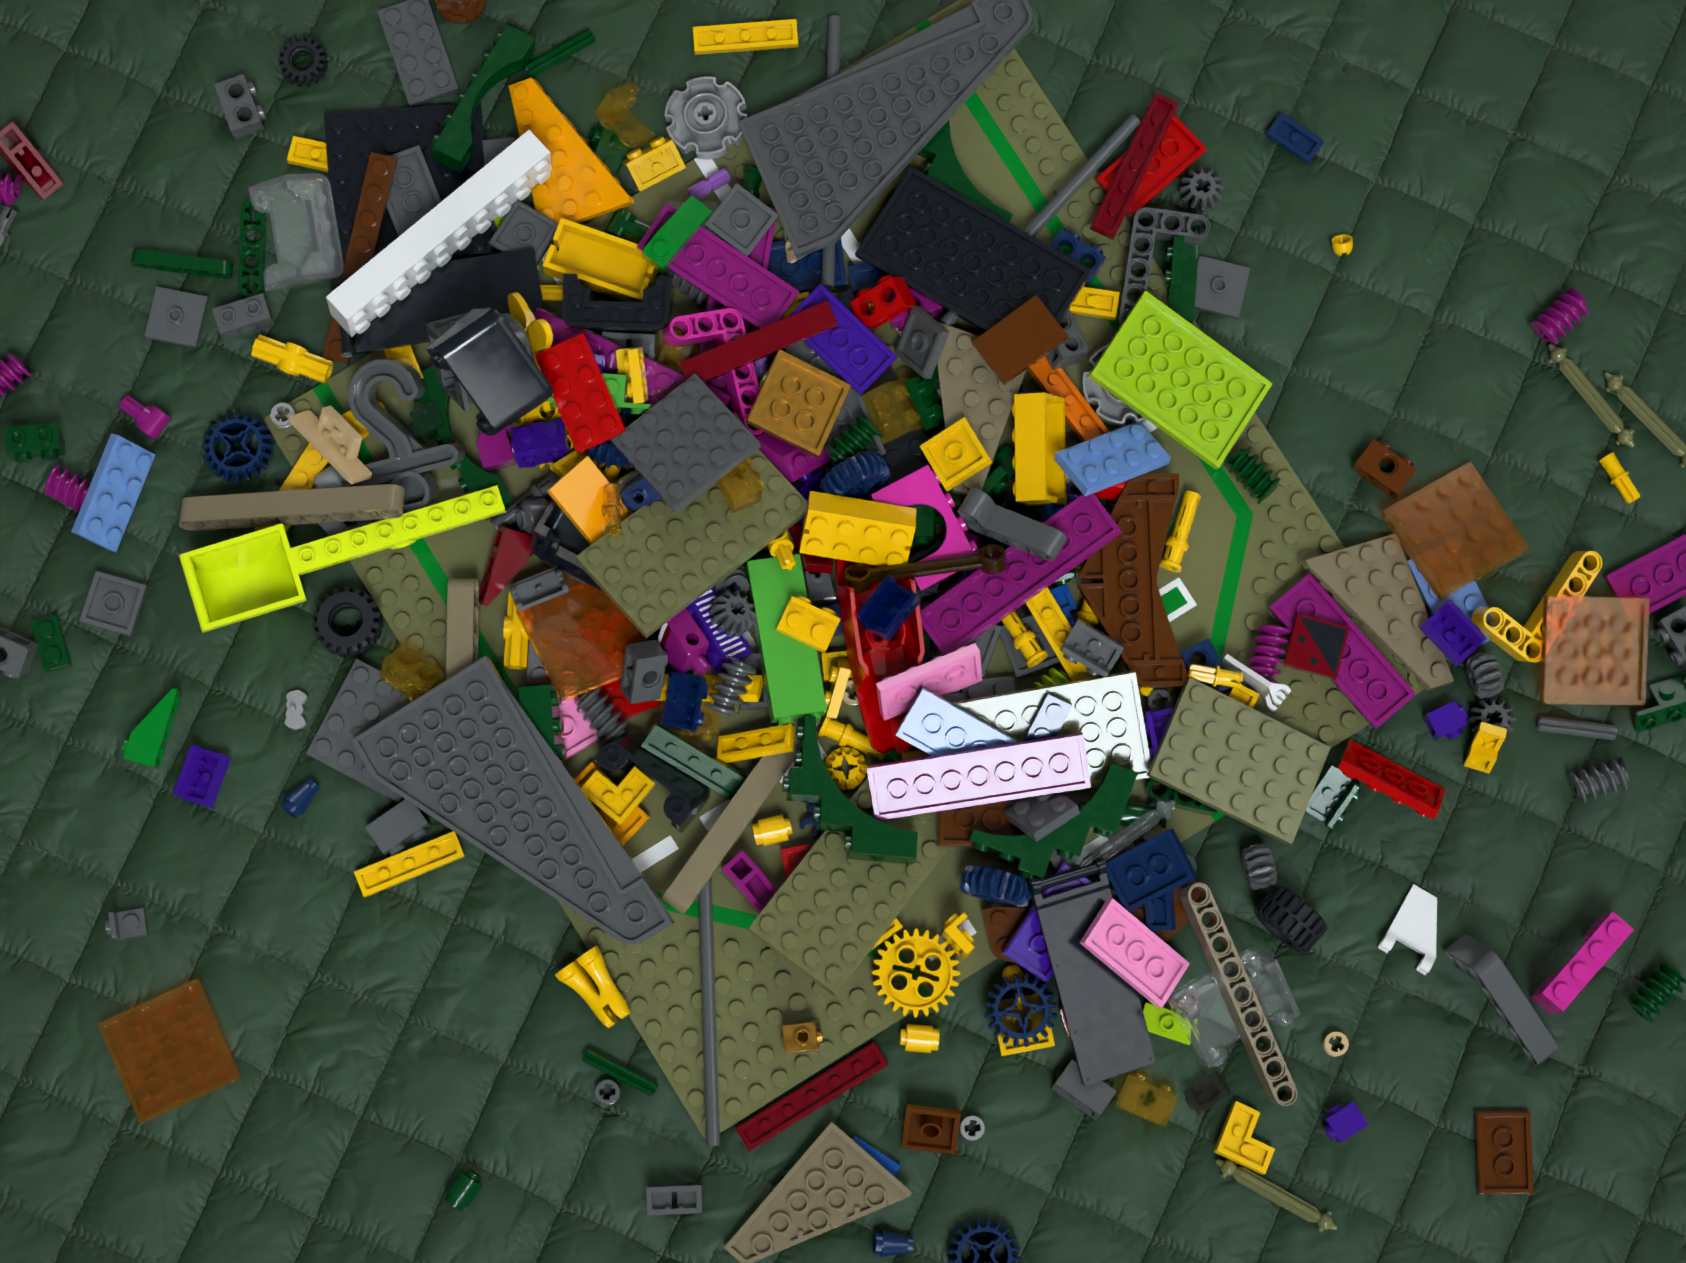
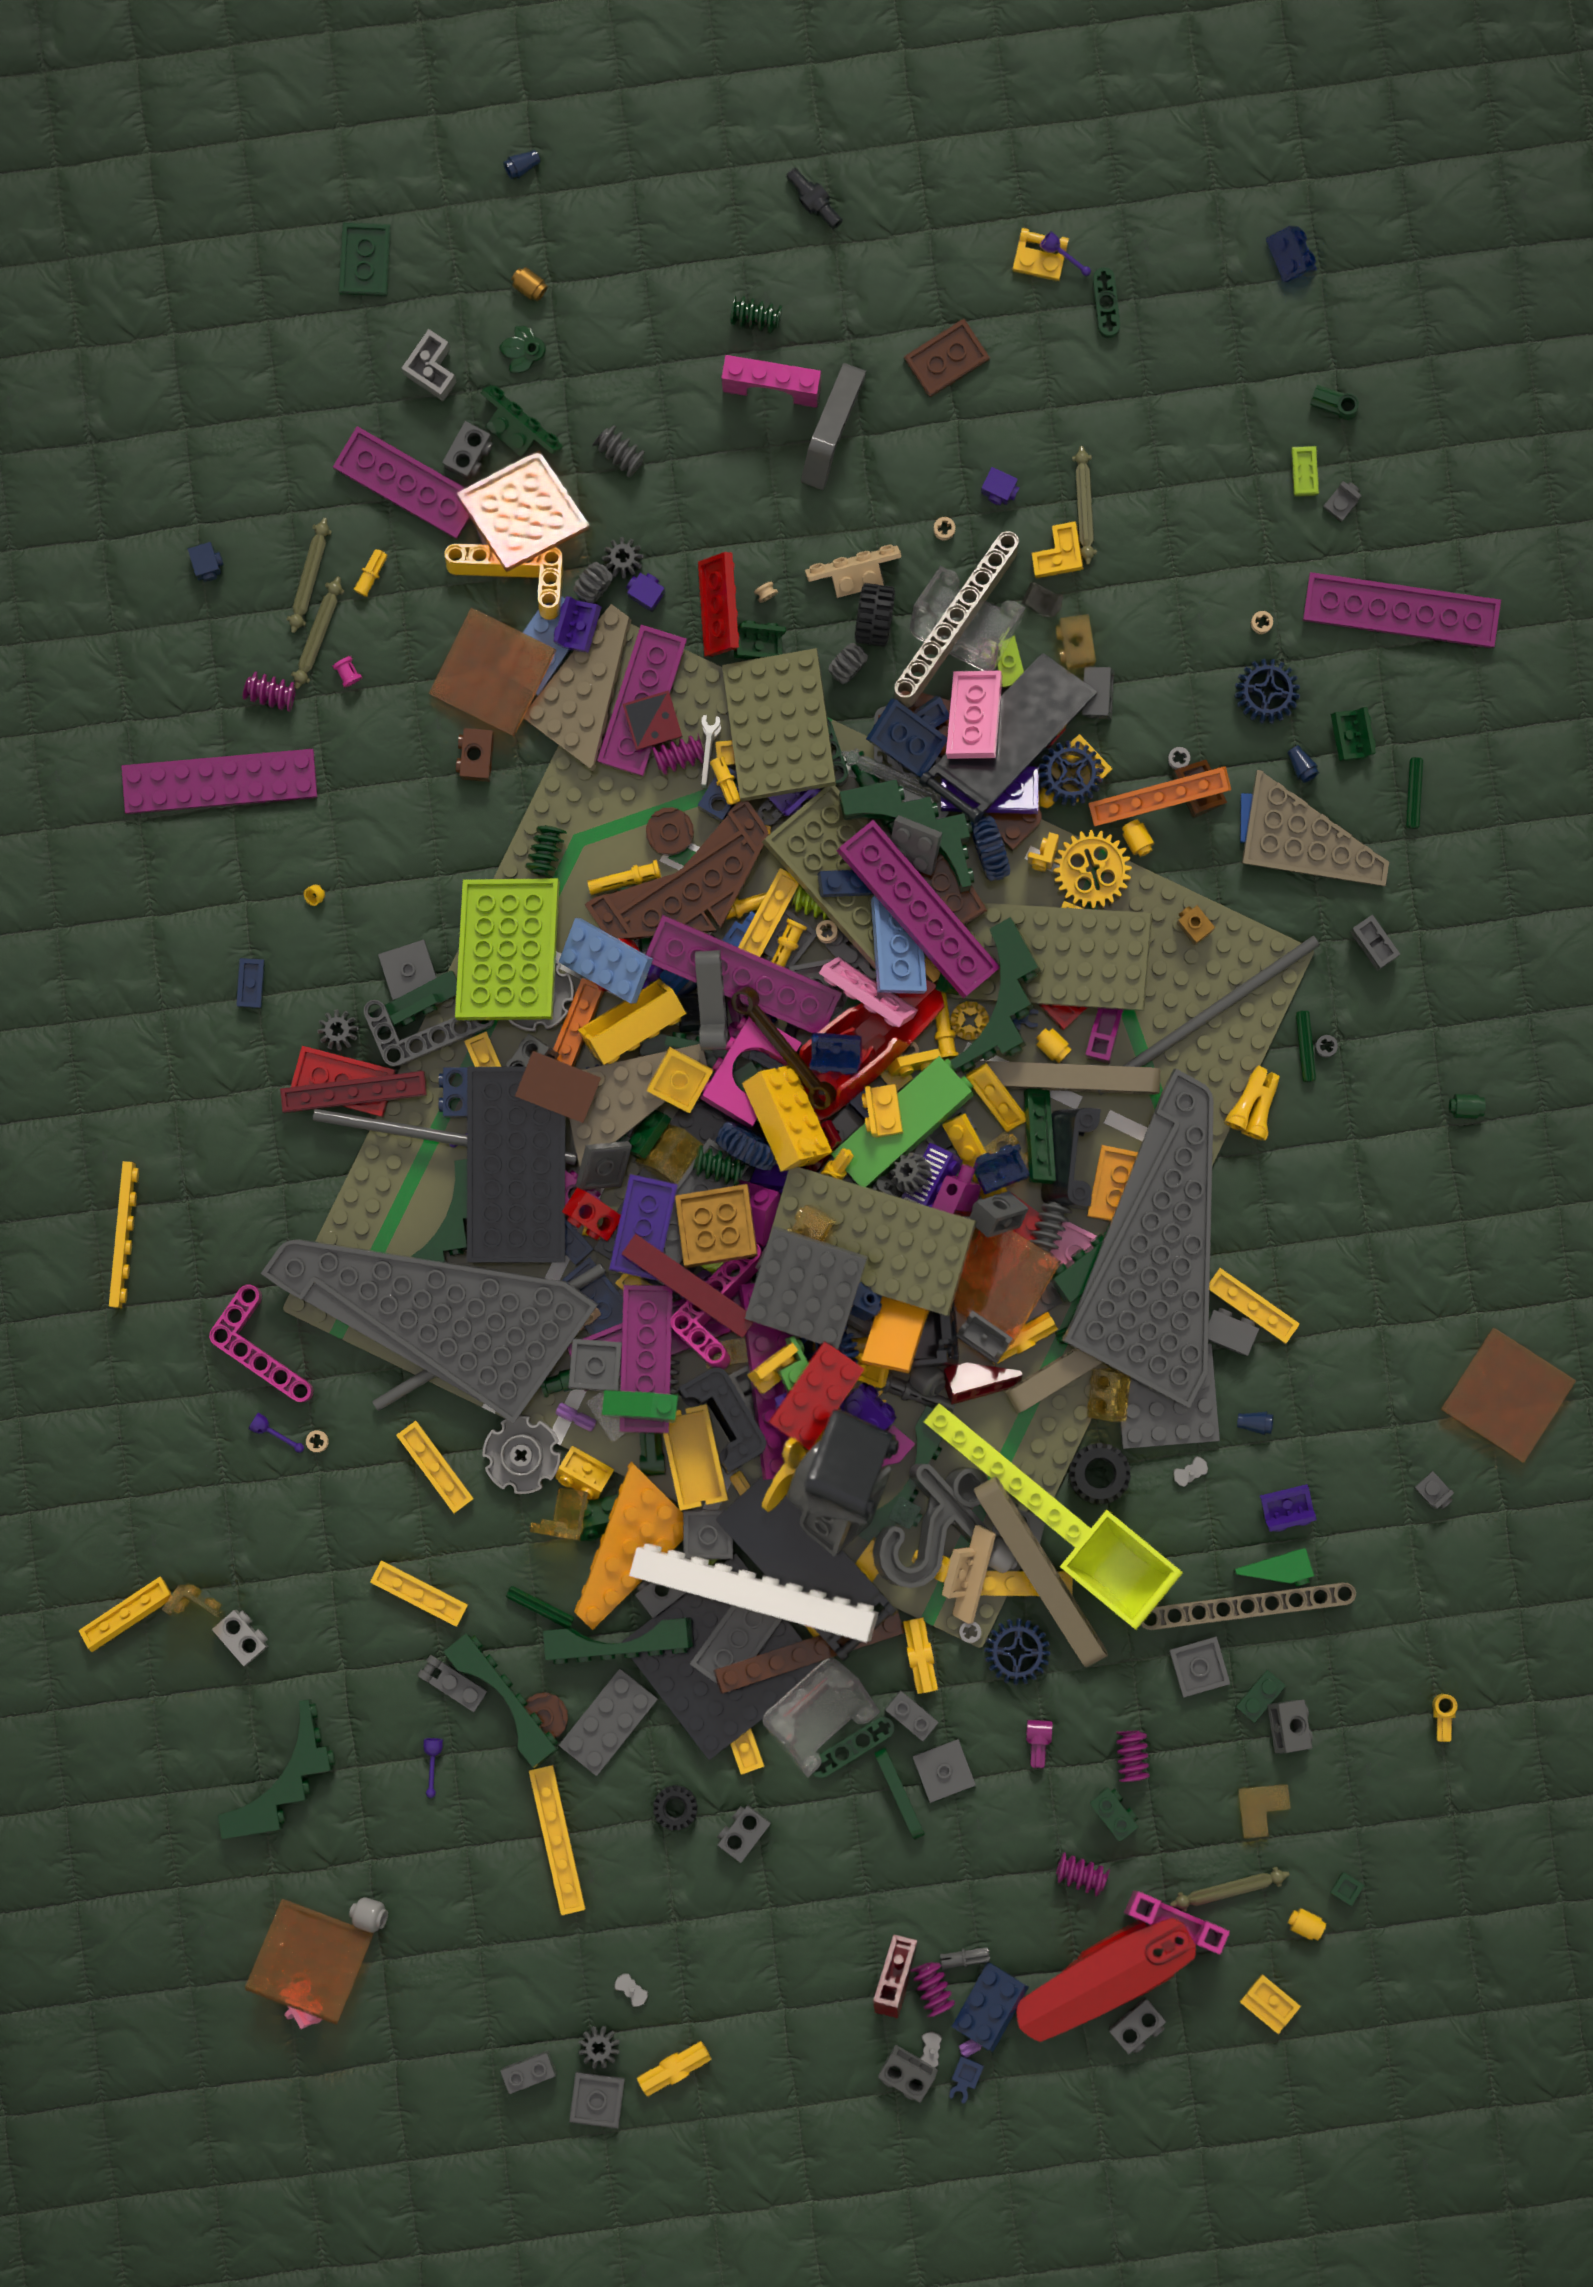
camera: 115 degrees left, 5 degrees up
(113, 493) = (1115, 1722): medium blue plate -> none
(128, 691) = (1258, 1601): none -> dark tan beam
(612, 509) = (892, 1312): clear yellow pin -> none
(621, 800) = (1106, 1174): yellow plate -> none
(731, 686) = (967, 1136): dark grey piece -> none
(811, 1096) = (1231, 892): dark red tile -> none
(944, 1080) = (1160, 796): none -> orange plate
(1014, 676) = (819, 932): none -> tan bush
(1091, 649) = (765, 885): dark grey bracket -> none
(1200, 601) = (669, 831): none -> reddish brown tile
(1345, 930) = (852, 573): none -> tan bracket
(1376, 834) = (765, 592): none -> tan bush
(1415, 927) = (818, 522): white flag -> none
(1485, 747) = (649, 549): yellow slope -> none
(1502, 224) = (219, 781): none -> magenta plate
(1537, 399) = (347, 671): none -> dark pink bush
(1577, 728) = (588, 491): dark grey axle -> none

